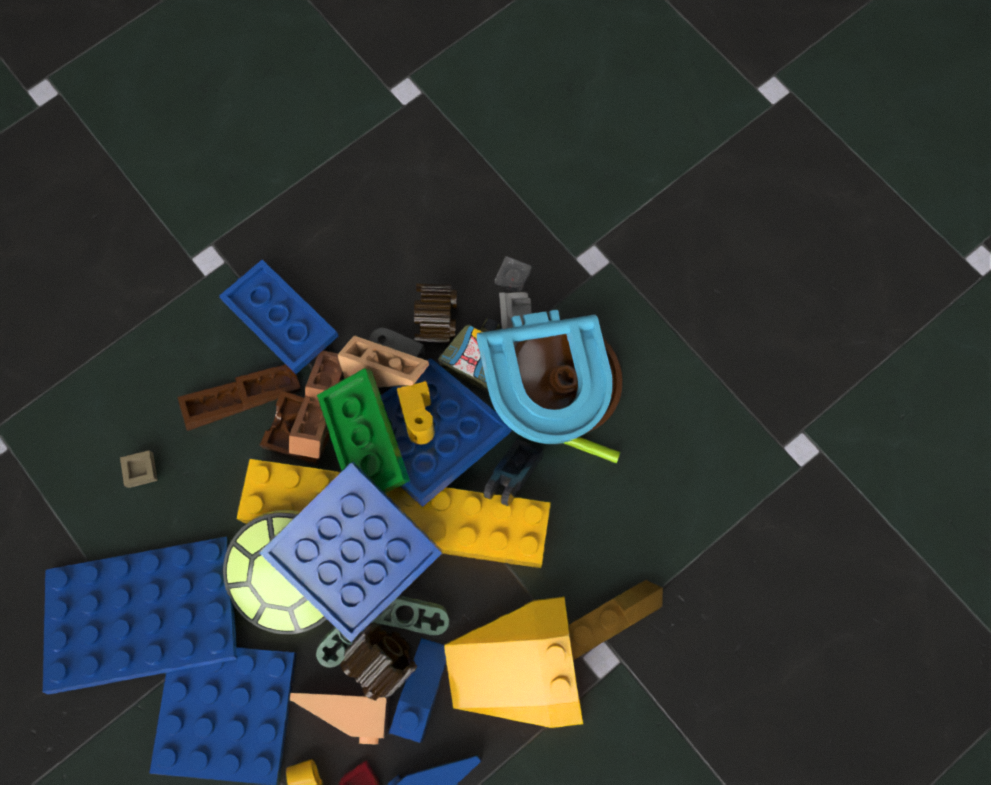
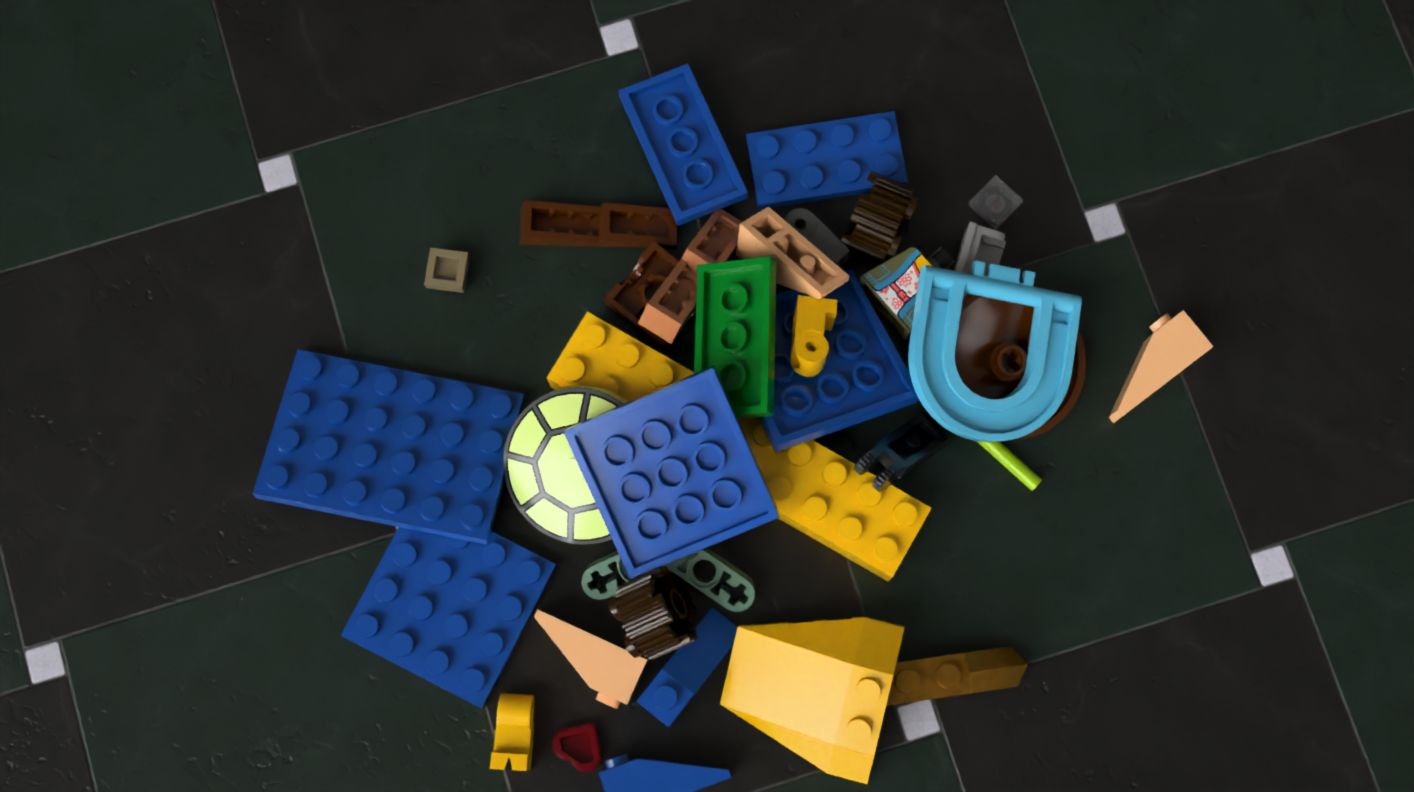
camera: 20 degrees right, 5 degrees up
(382, 290) = (824, 159): none -> blue plate
(668, 335) = (1162, 356): none -> light nougat slope

